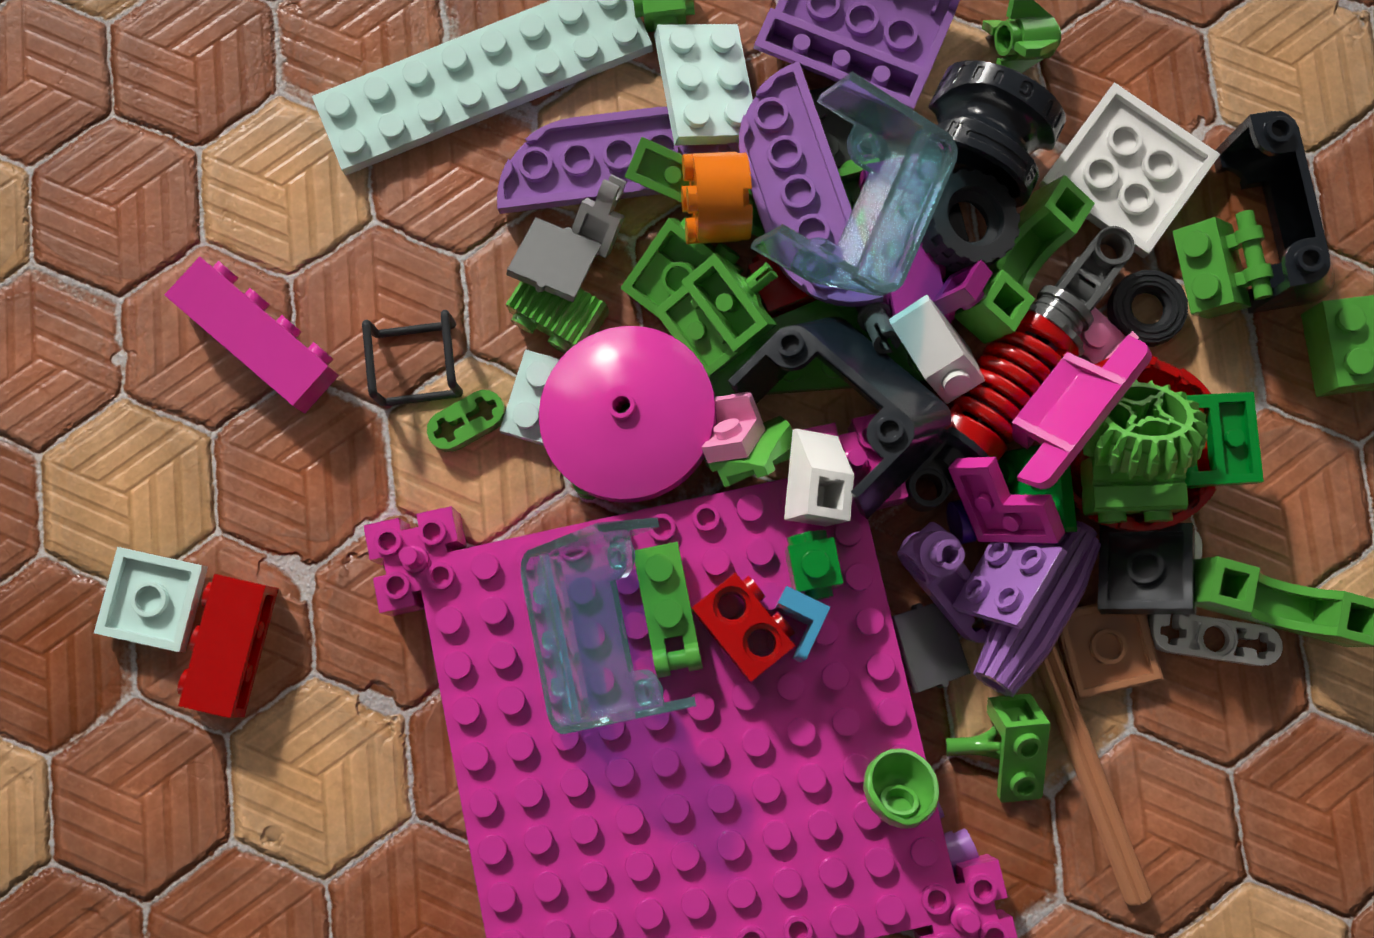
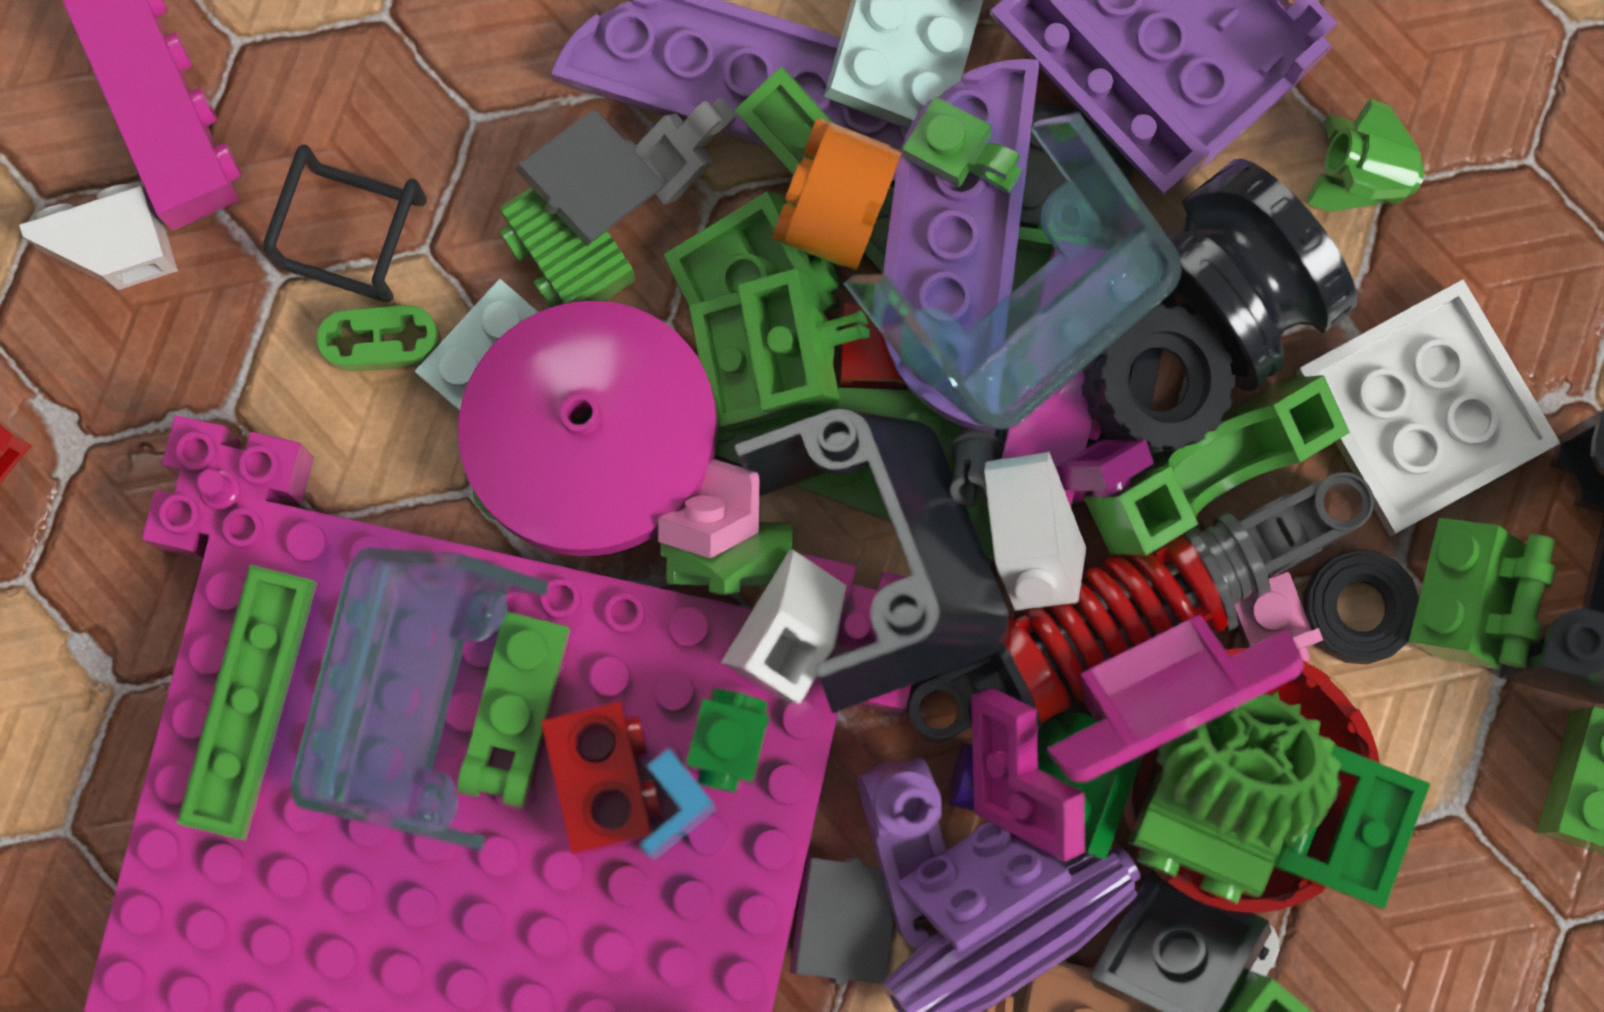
camera: 20 degrees right, 0 degrees up
(266, 437) = (107, 239): none -> white slope
(496, 684) = (247, 703): none -> bright green tile
(772, 135) = (956, 143): none -> bright green plate

